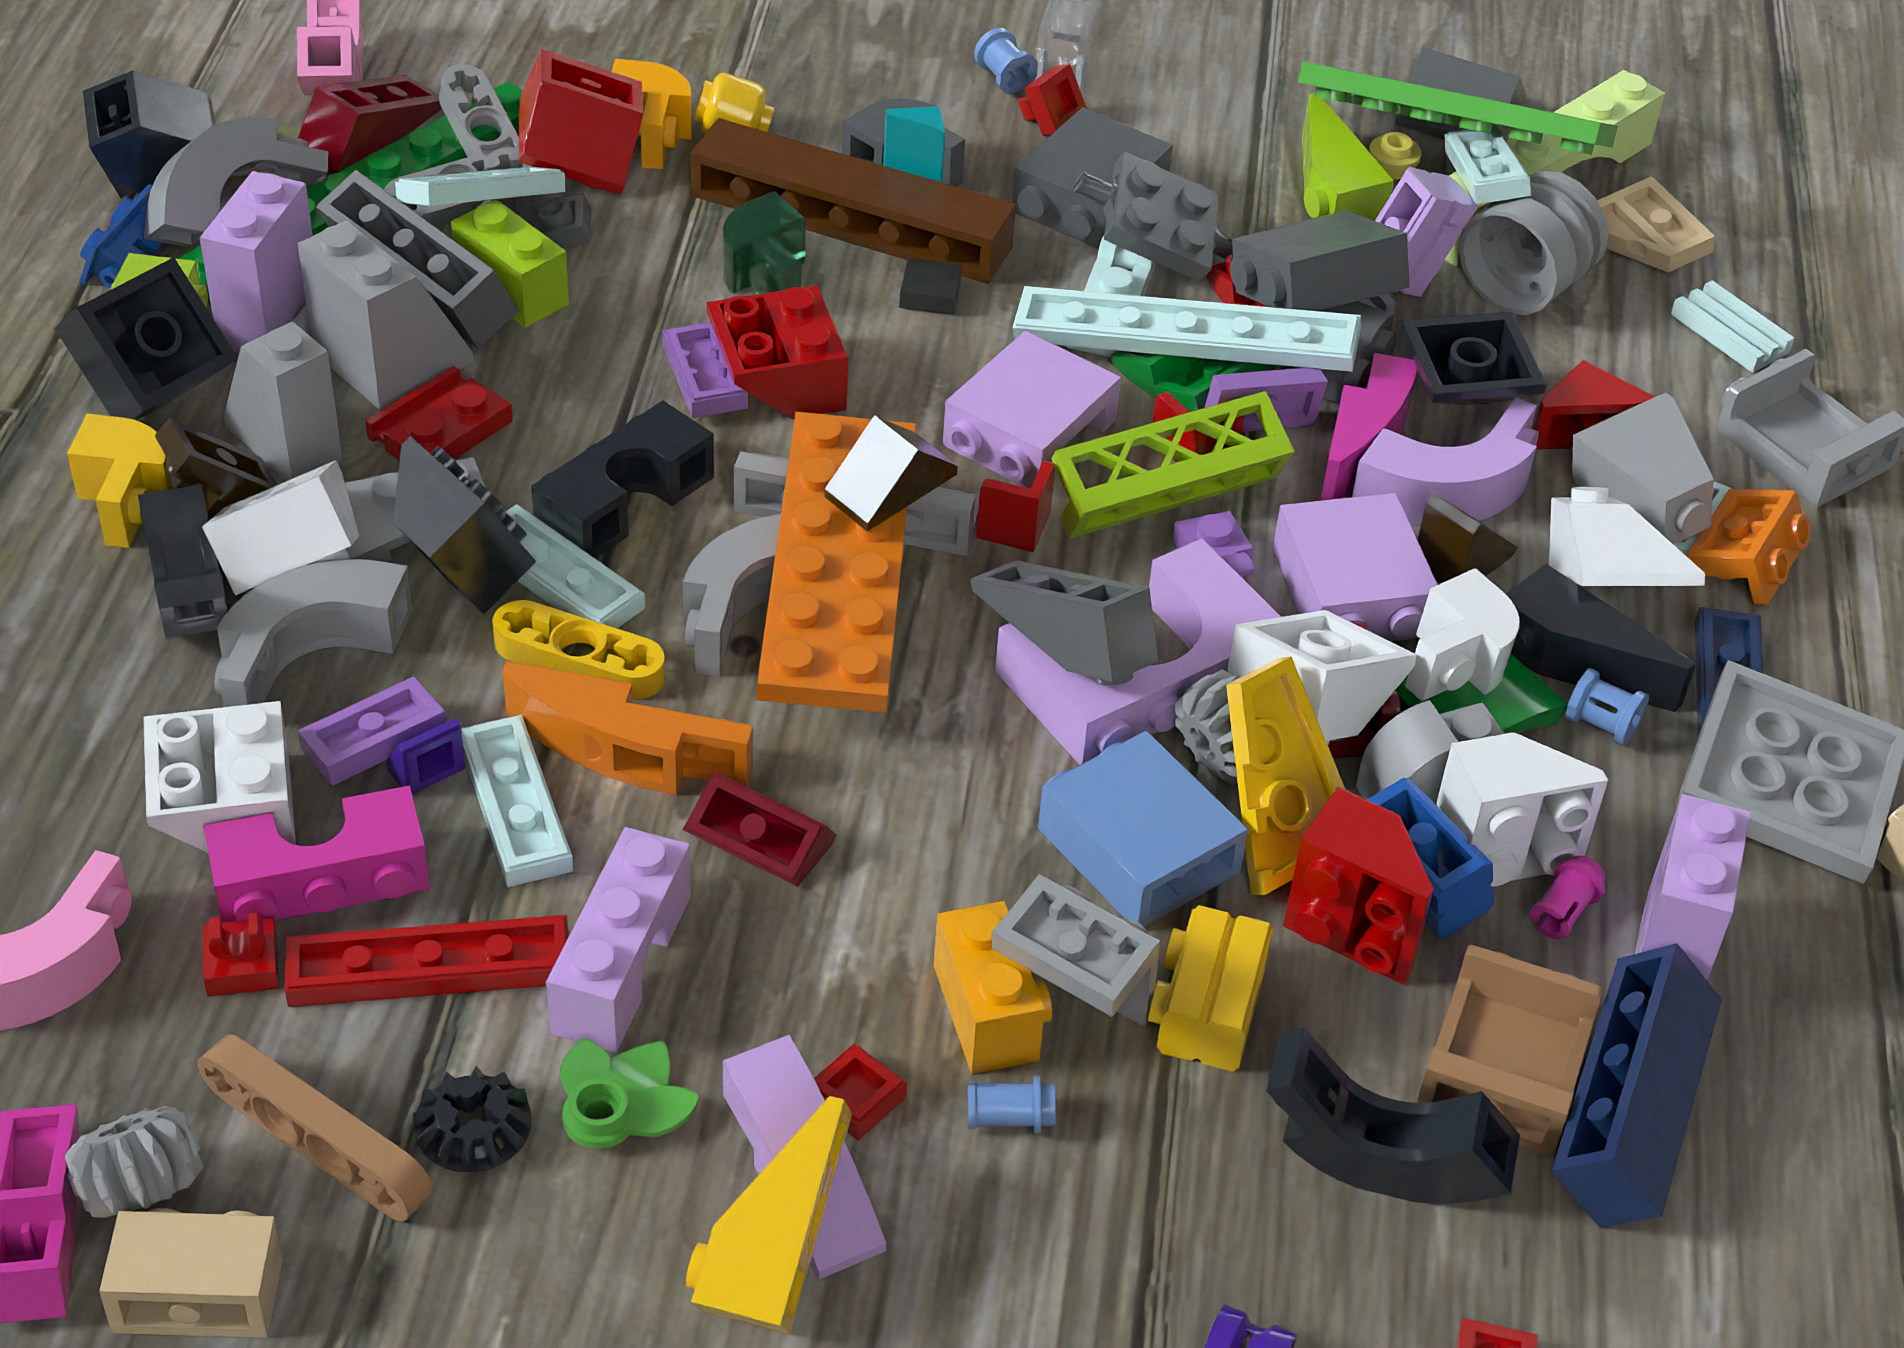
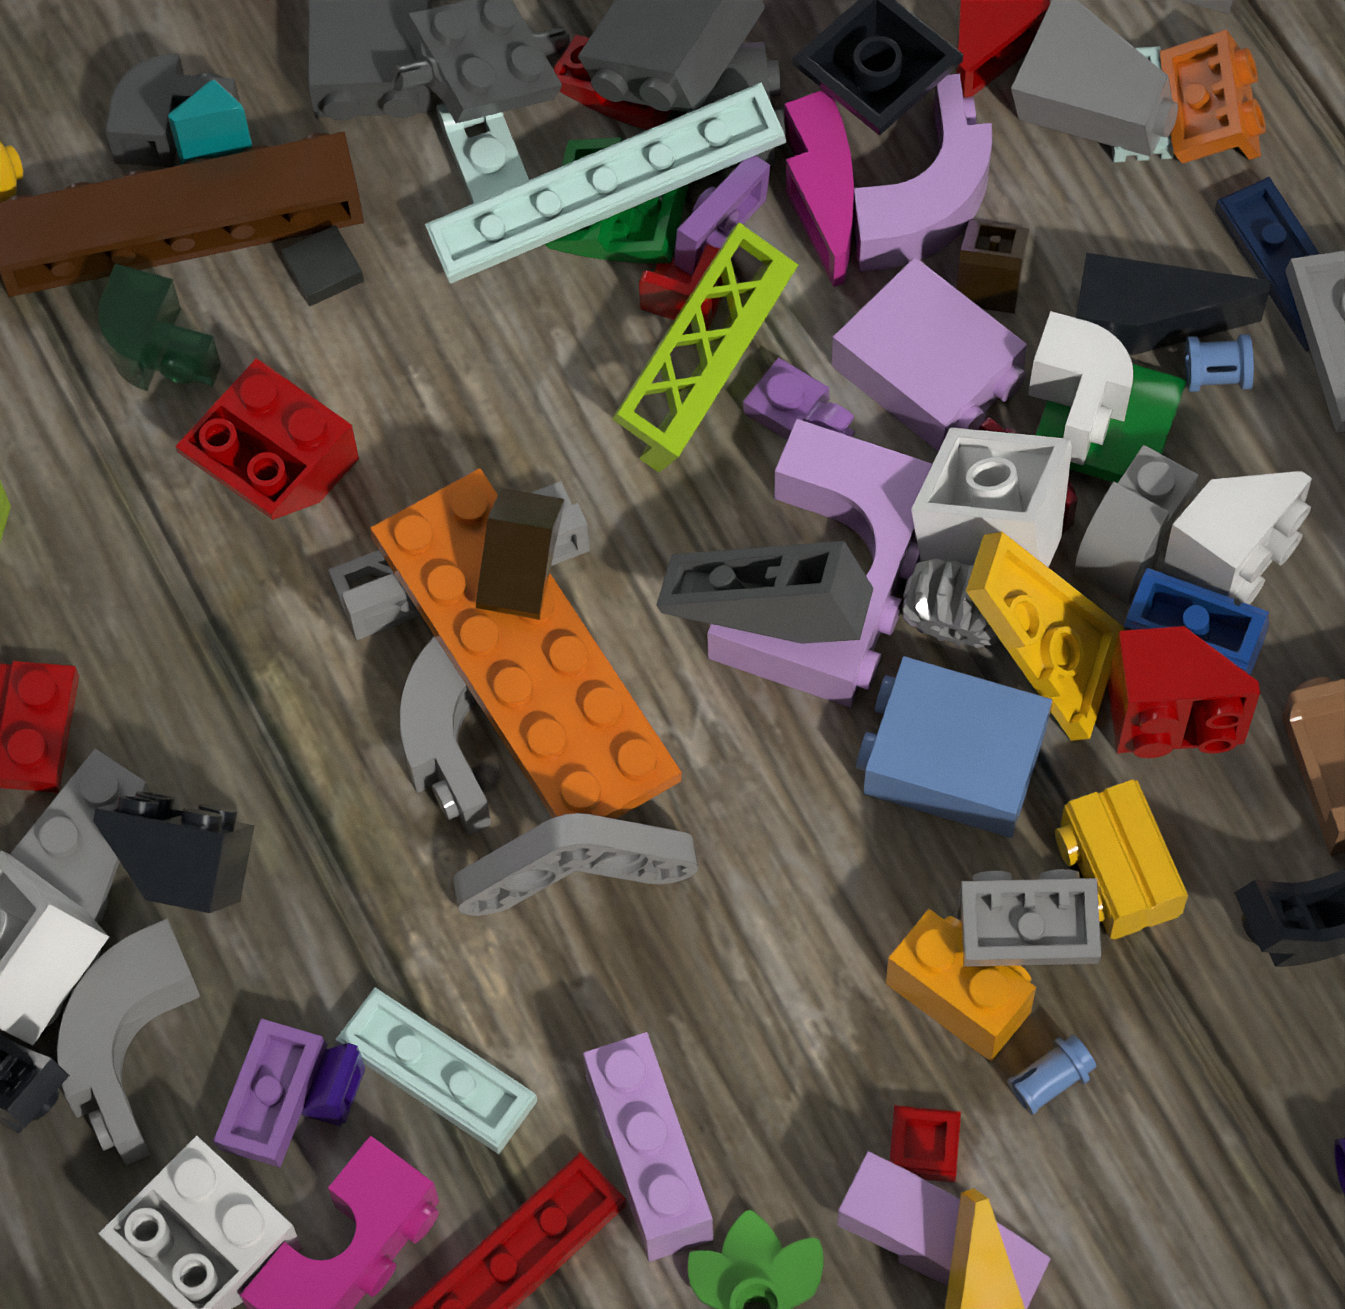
camera: 30 degrees left, 20 degrees up
(538, 634) = (337, 869): yellow beam -> none
(572, 578) = (284, 813): light aqua tile -> none
(634, 743) = (451, 958): orange slope -> none
(651, 454) = (254, 634): black arch -> none
(702, 371) = (207, 509): medium lavender plate -> none
(758, 829) = (655, 957): dark red slope -> none
(814, 749) = (570, 845): none -> light grey beam
(1016, 513) = (605, 480): red panel -> none
(1028, 407) = (533, 362): lavender panel -> none
(1575, 886) = (1314, 588): dark pink pin -> none
(1612, 545) = (1125, 198): white slope -> none

